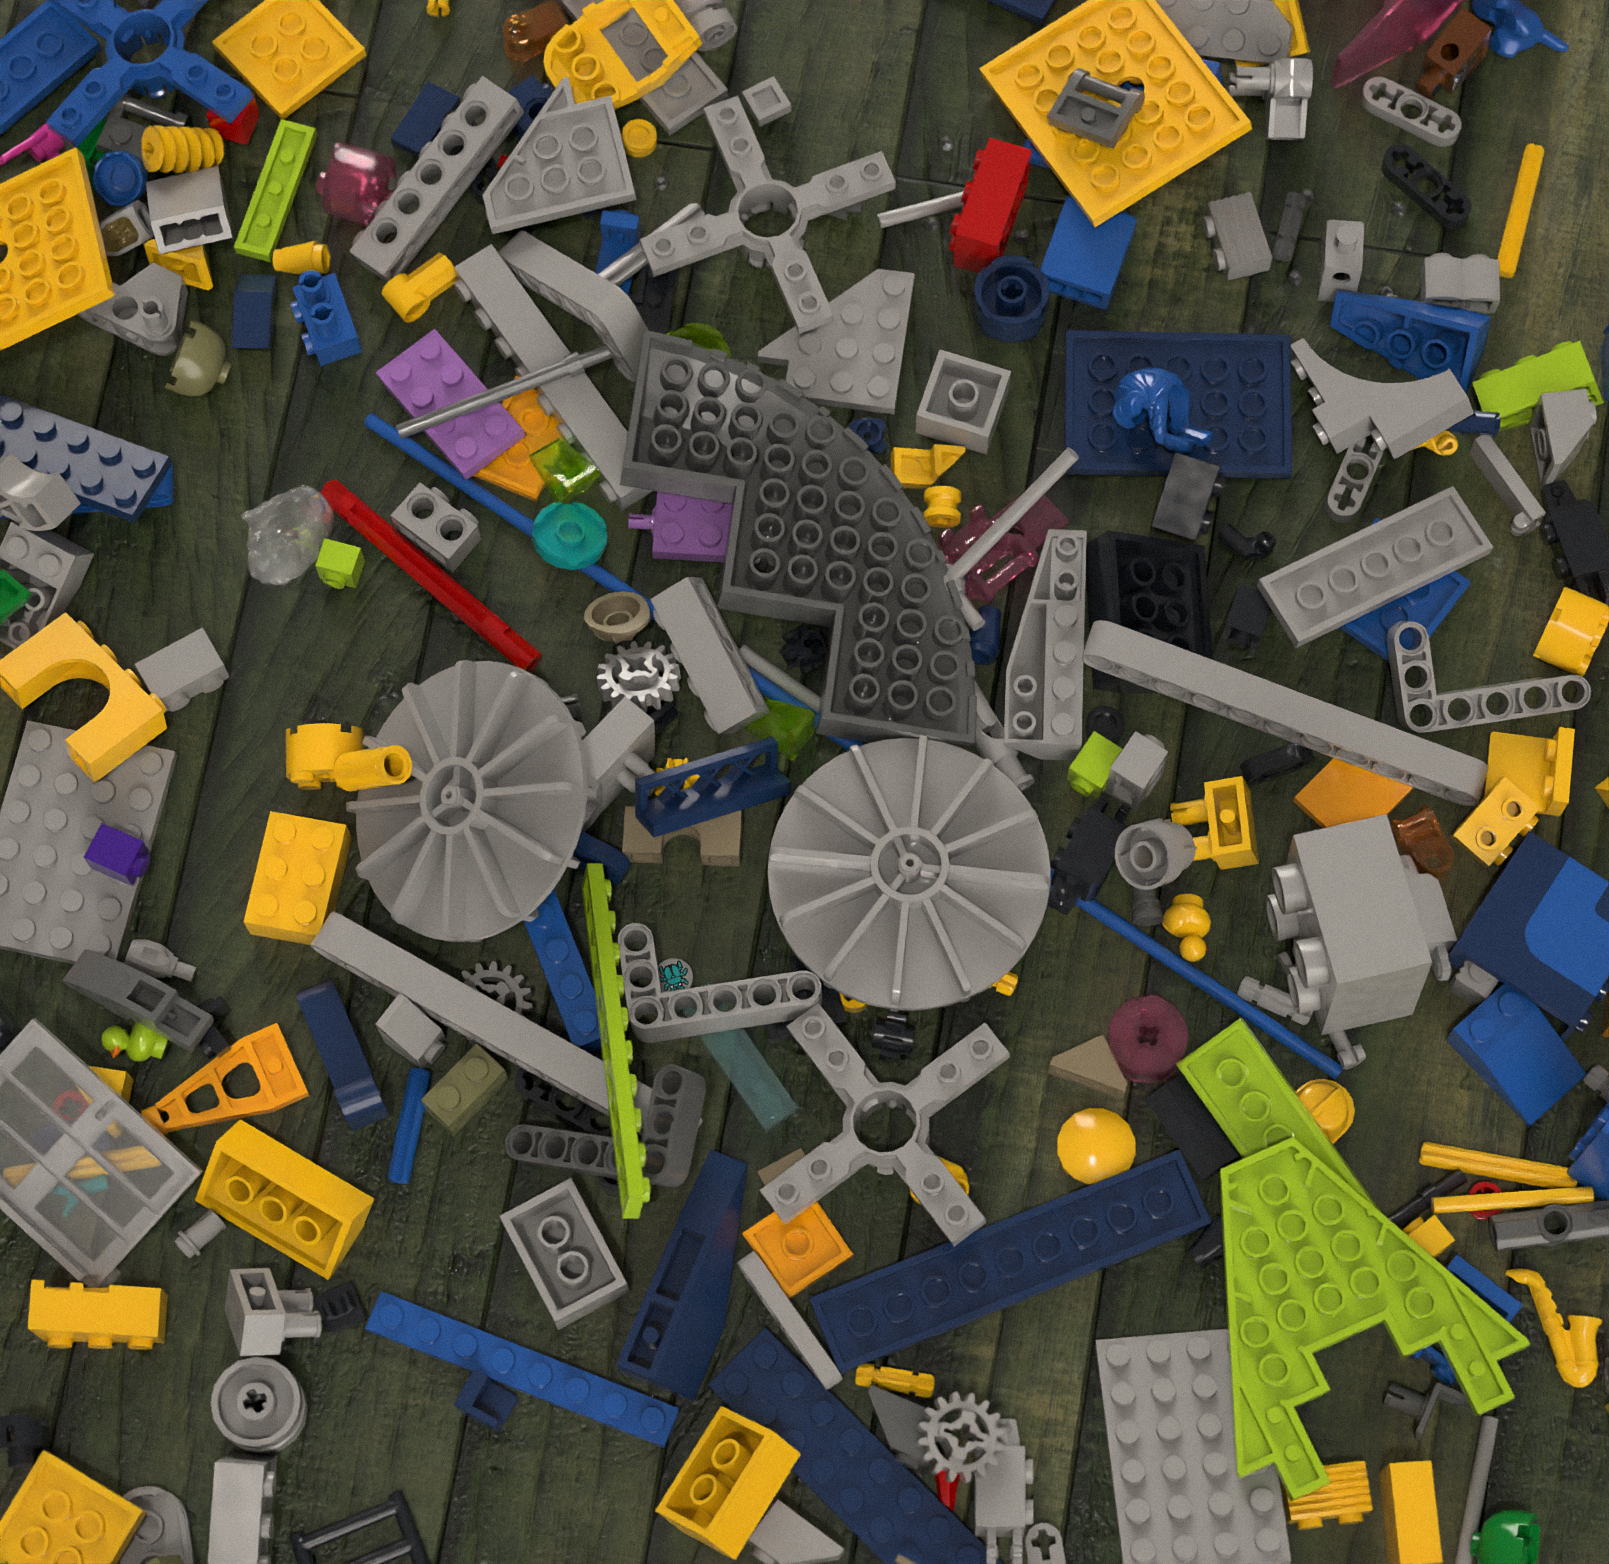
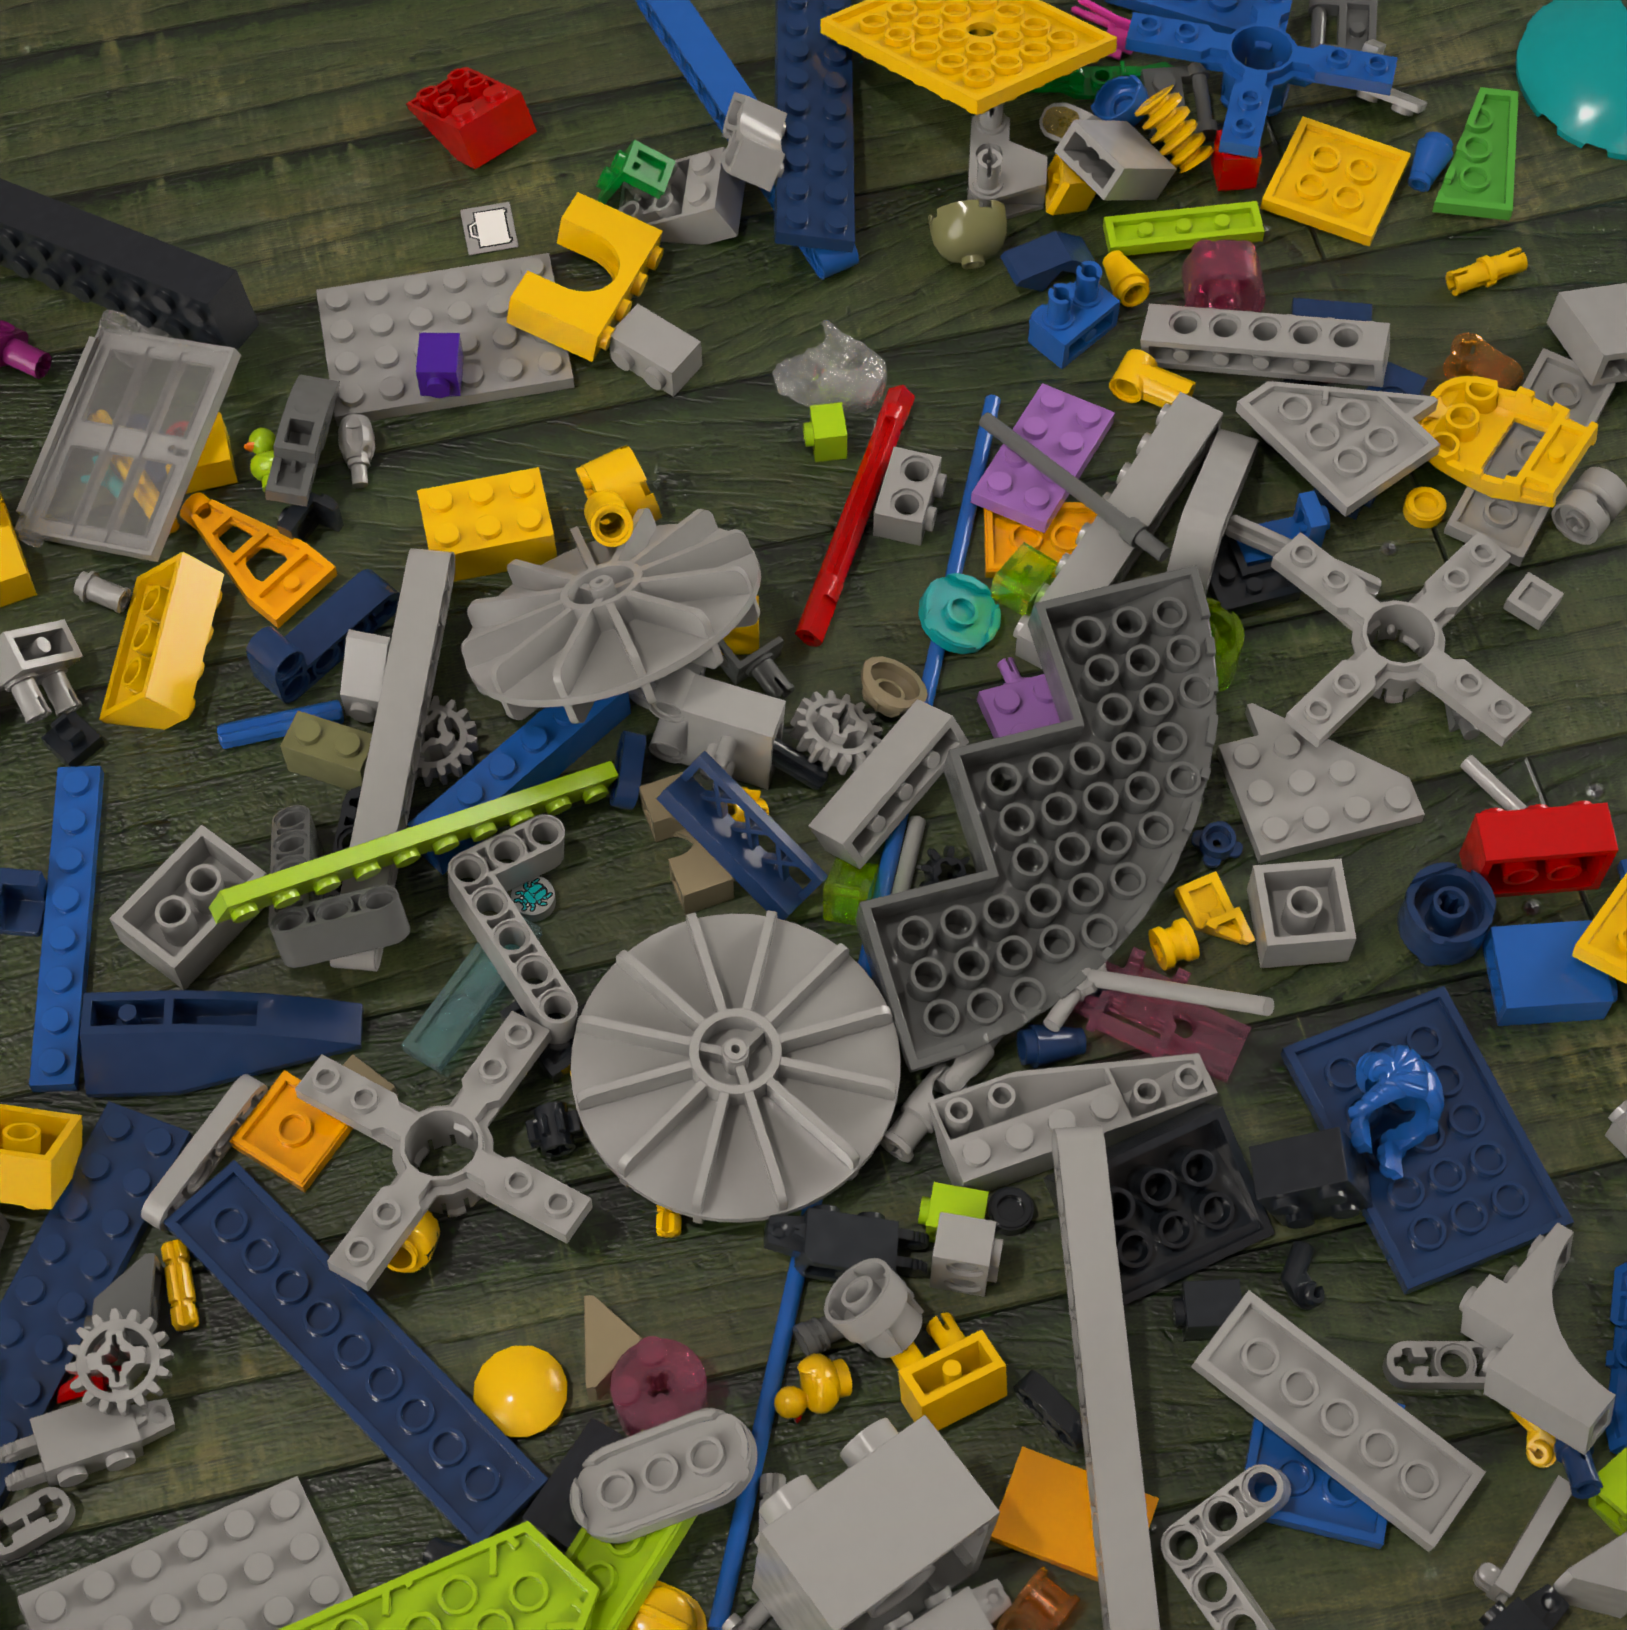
camera: 65 degrees right, 10 degrees down
(1226, 1056) = (663, 1475): none -> light grey tile

